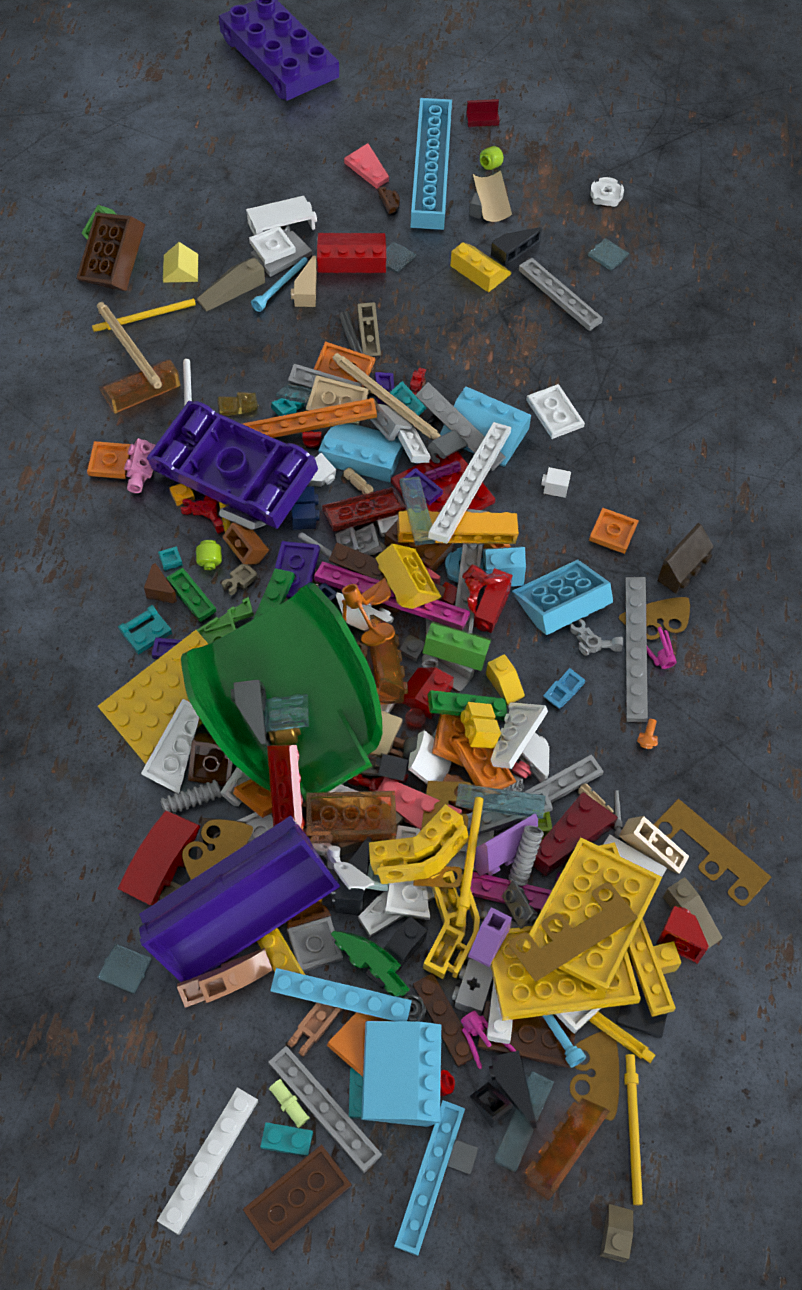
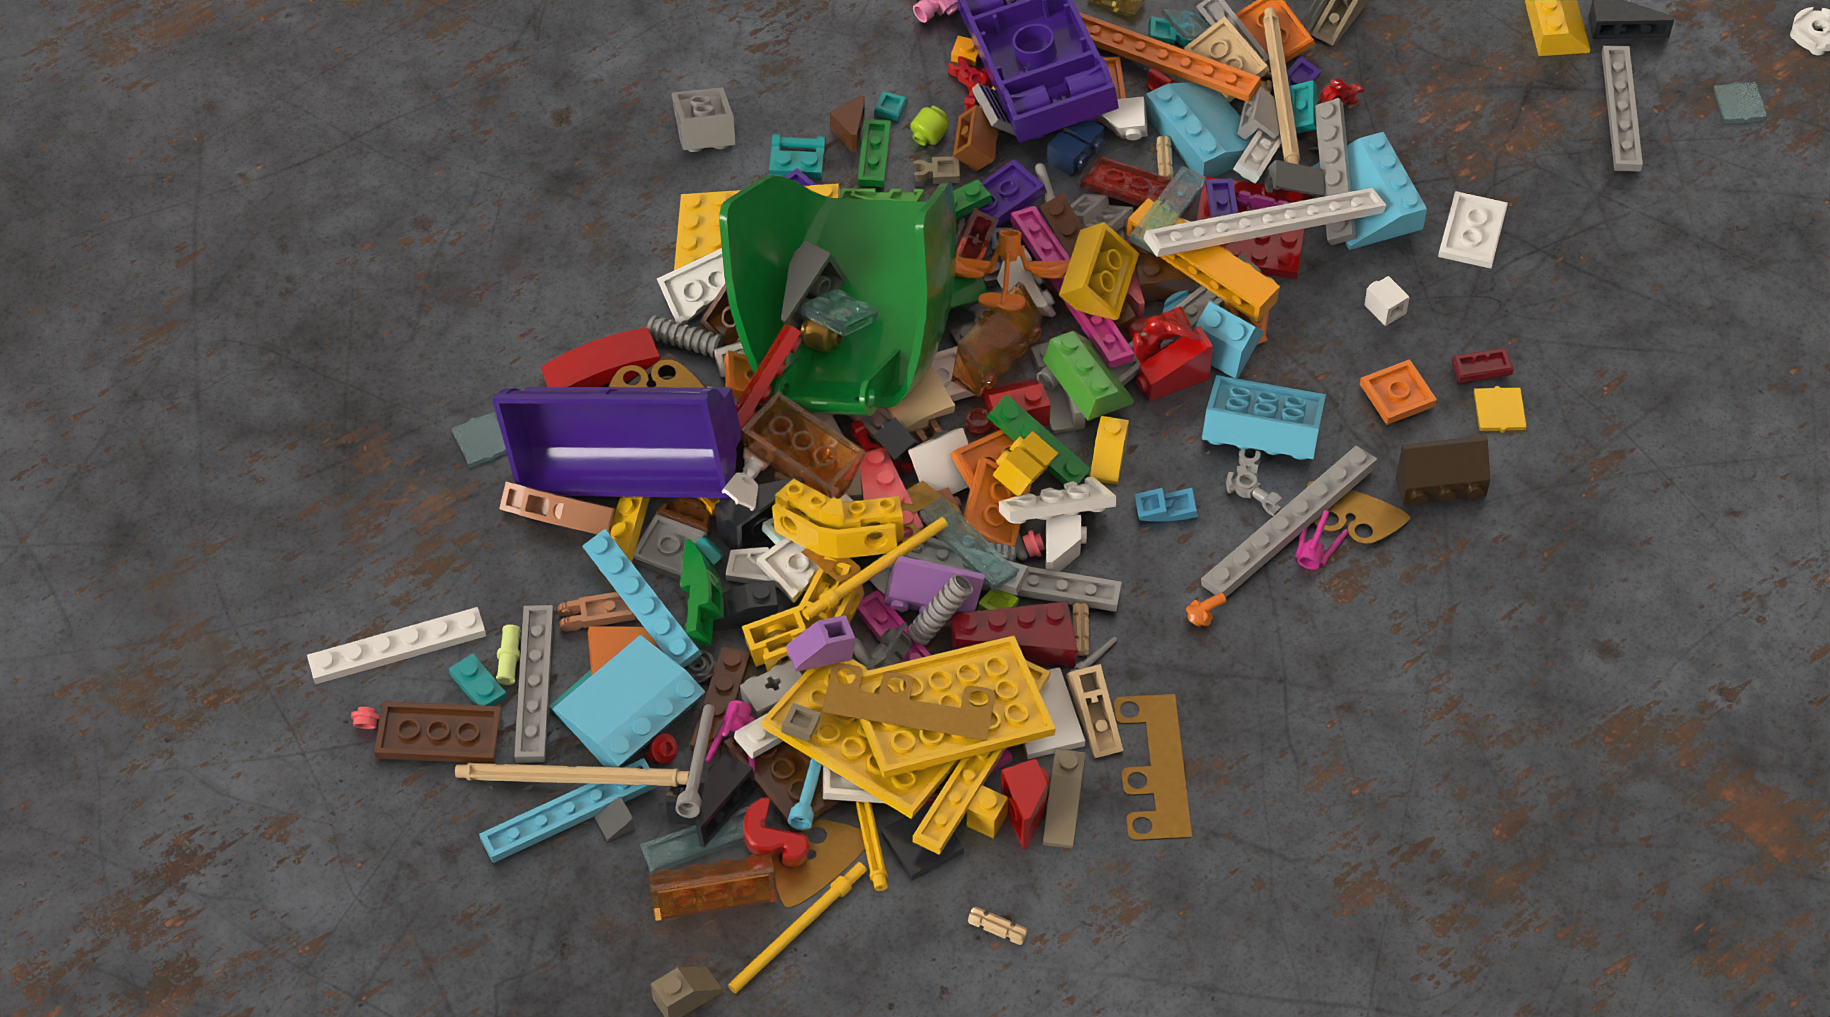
camera: 45 degrees right, 5 degrees down
(64, 646) = (704, 119): none -> light grey slope
(241, 1231) = (365, 718): none -> coral plate
(346, 926) = (709, 549): none -> teal tile
(412, 1152) = (576, 774): none -> tan piece
(513, 1109) = (689, 801): none -> light grey piece
(530, 999) = (801, 722): none -> dark tan plate
(566, 1092) = (773, 841): none -> red animal
(637, 484) = (1482, 365): none -> dark red plate
(667, 503) = (1499, 409): none -> yellow piece
(735, 1024) = (997, 925): none -> tan axle

